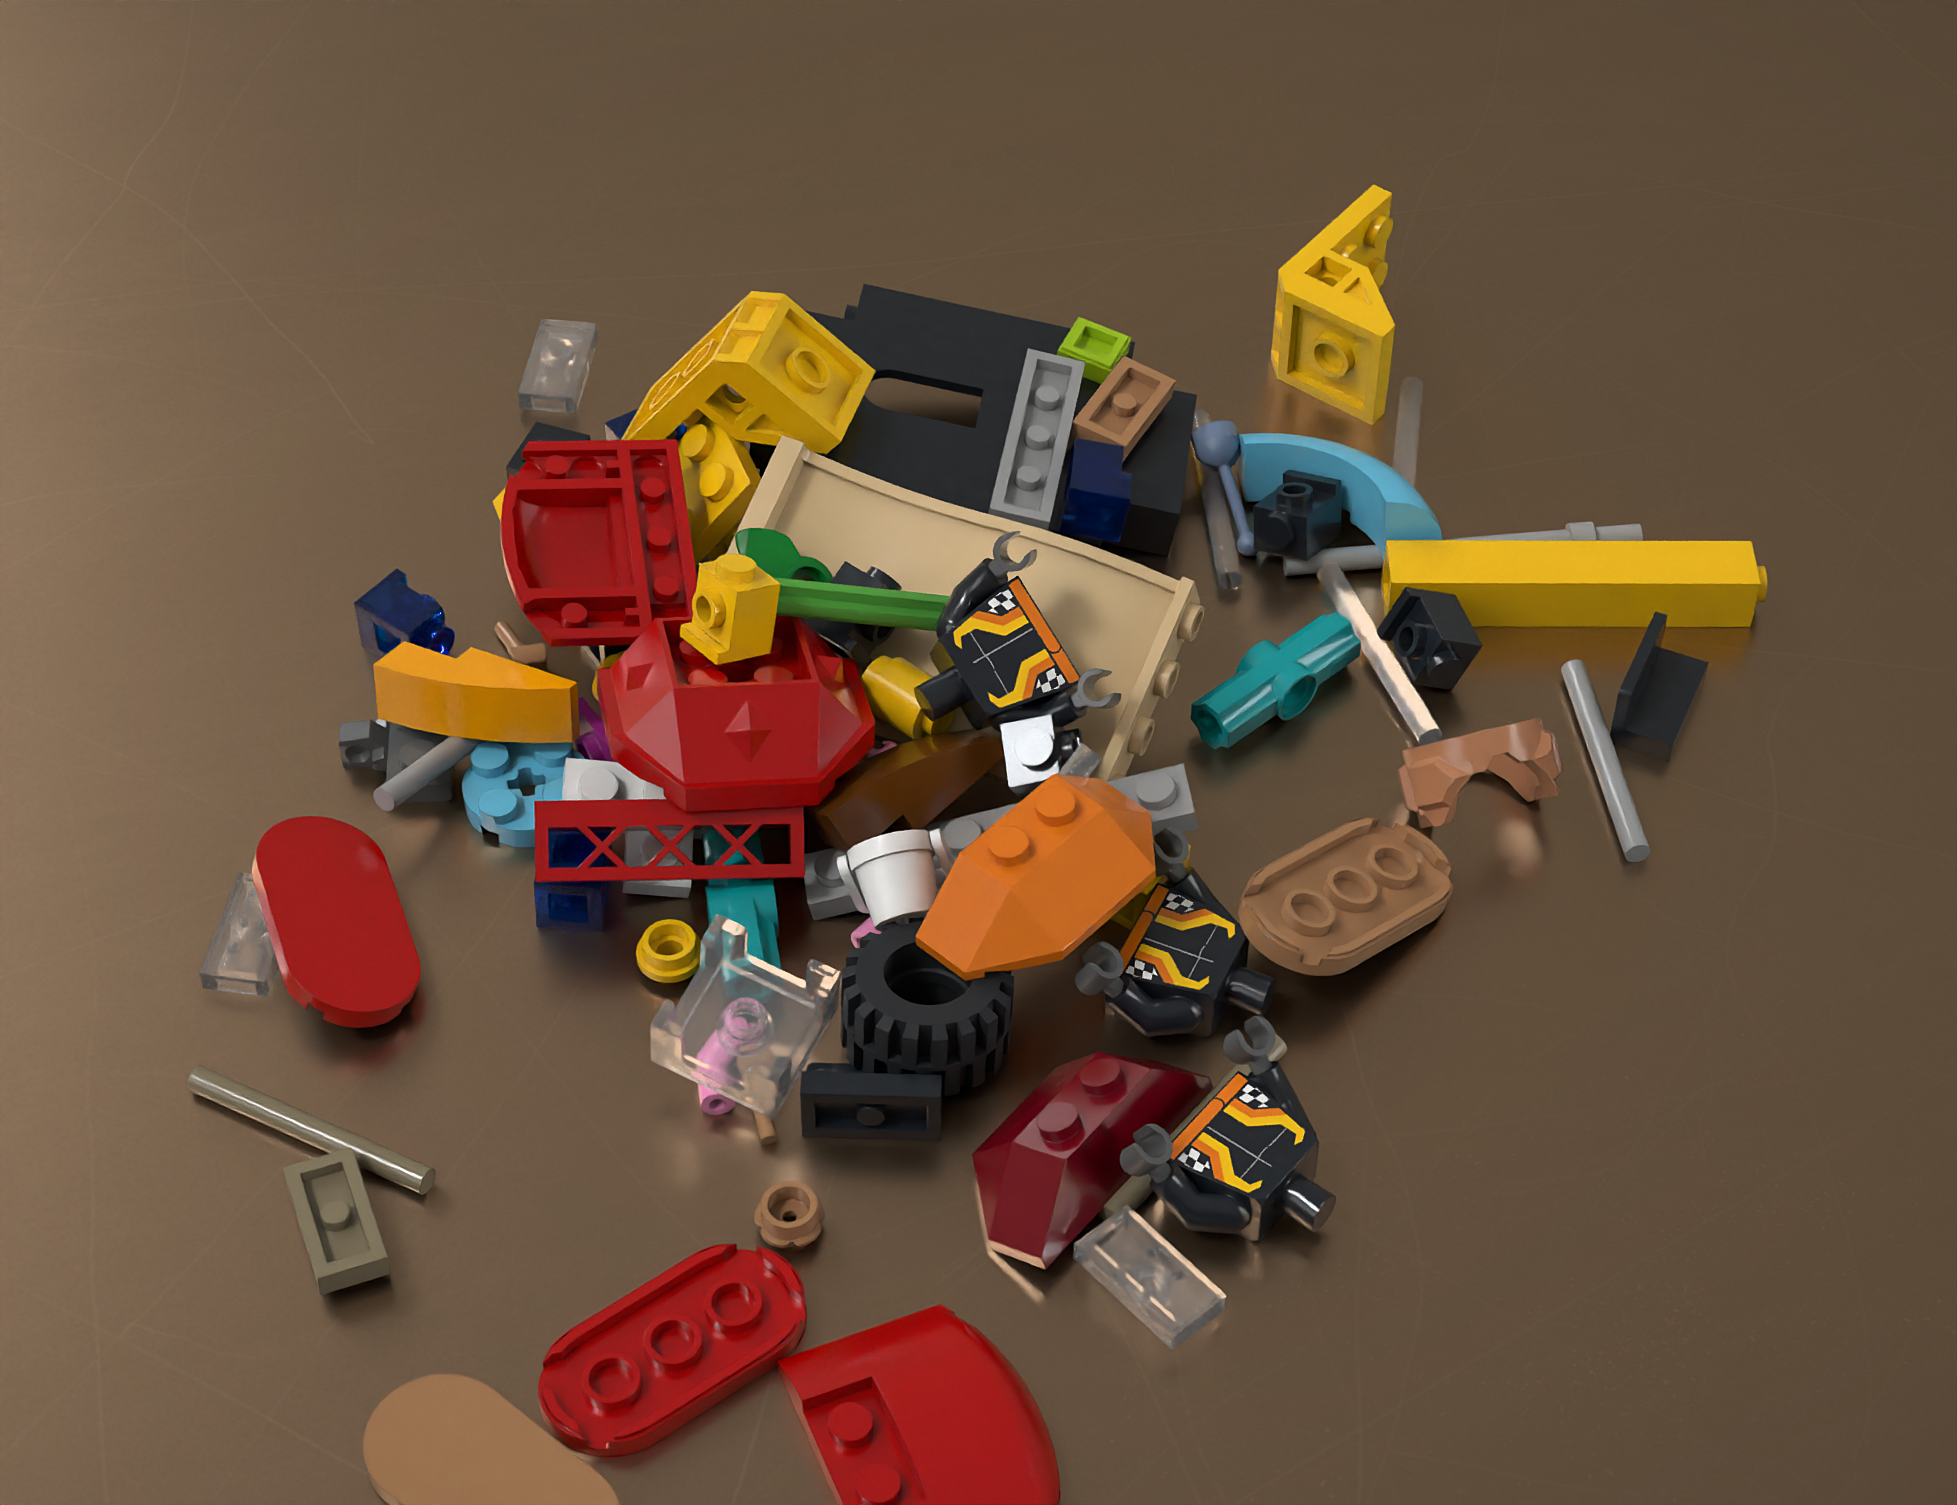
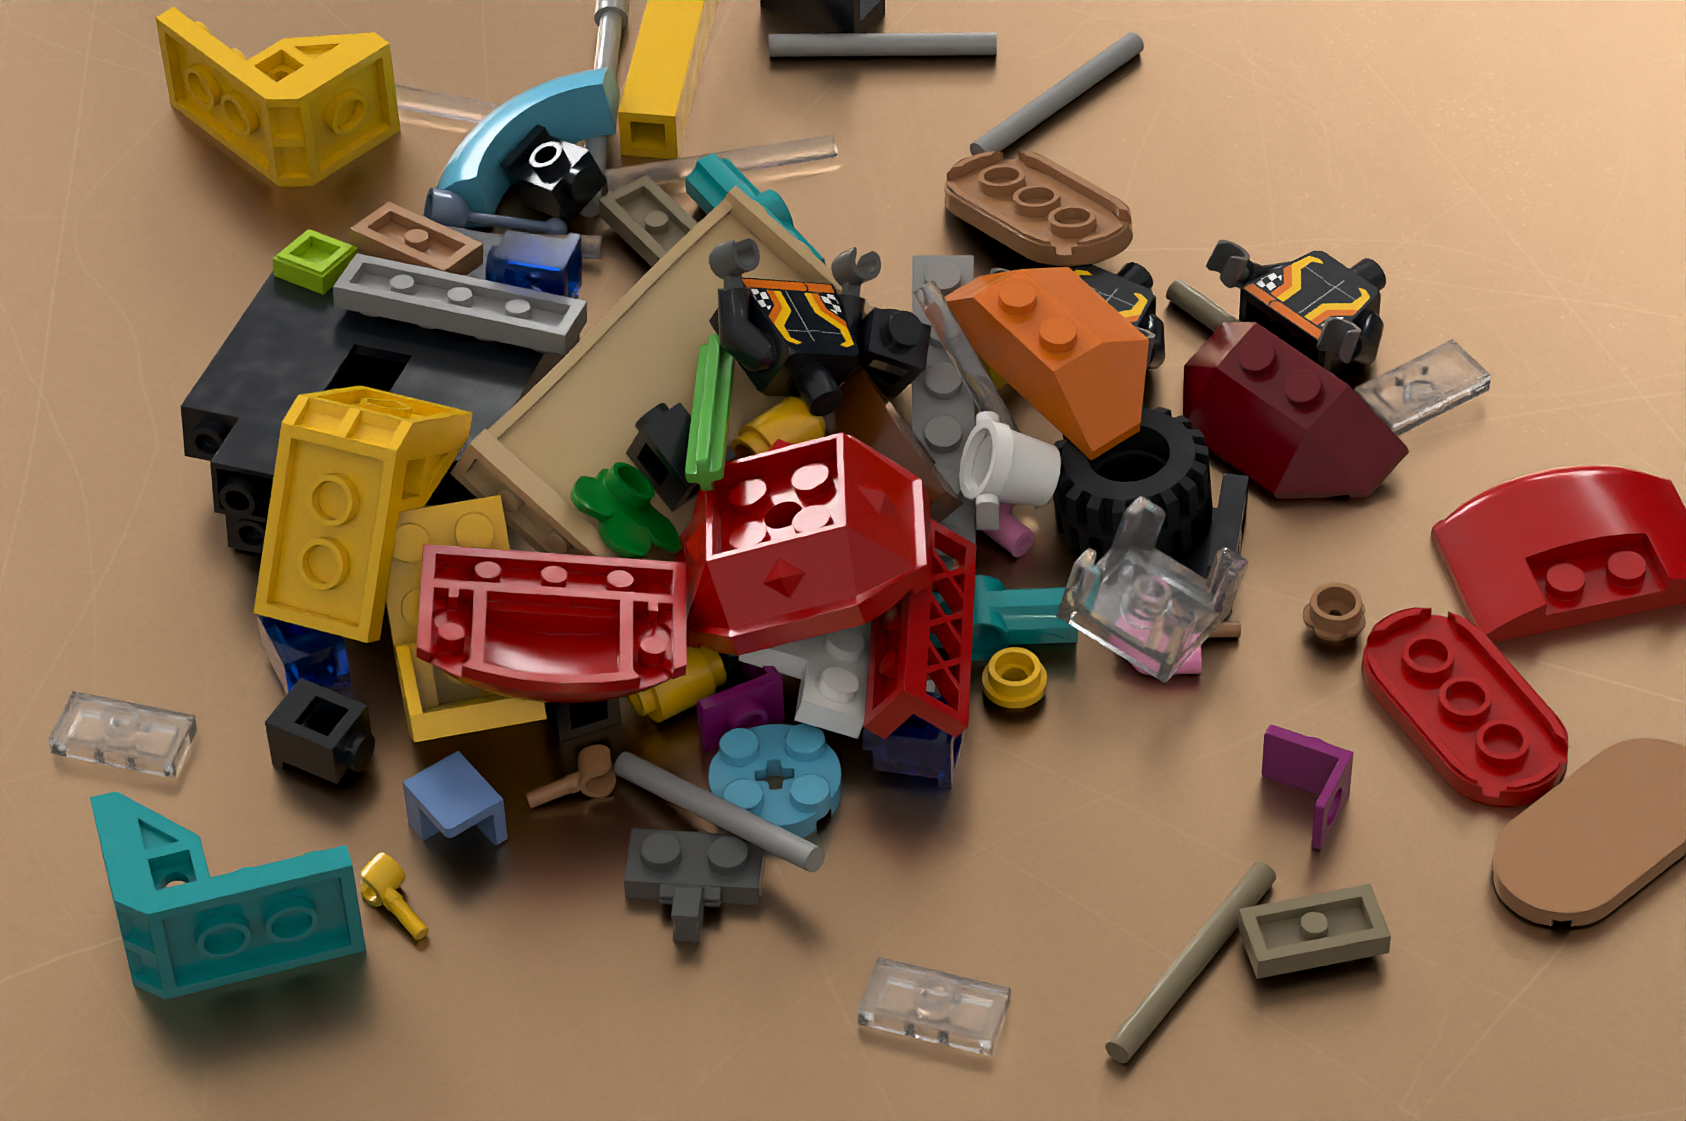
camera: 80 degrees left, 0 degrees up
(332, 402) = (222, 924): none -> teal bracket
(335, 921) = (943, 924): red tile -> none
(389, 539) = (379, 886): none -> yellow hand
(399, 614) = (528, 865): clear blue brick -> none
(469, 564) = (452, 799): none -> medium blue panel
(475, 696) = (691, 776): light orange slope -> none
(540, 1221) = (1312, 767): none -> magenta bracket
(732, 610) = (742, 479): yellow brick -> none
(1258, 608) = (645, 218): none -> dark tan plate
(1430, 637) = (723, 98): black brick -> none
(1440, 770) = (901, 72): nougat piece -> none
(1567, 915) = (1059, 95): none -> light grey bar

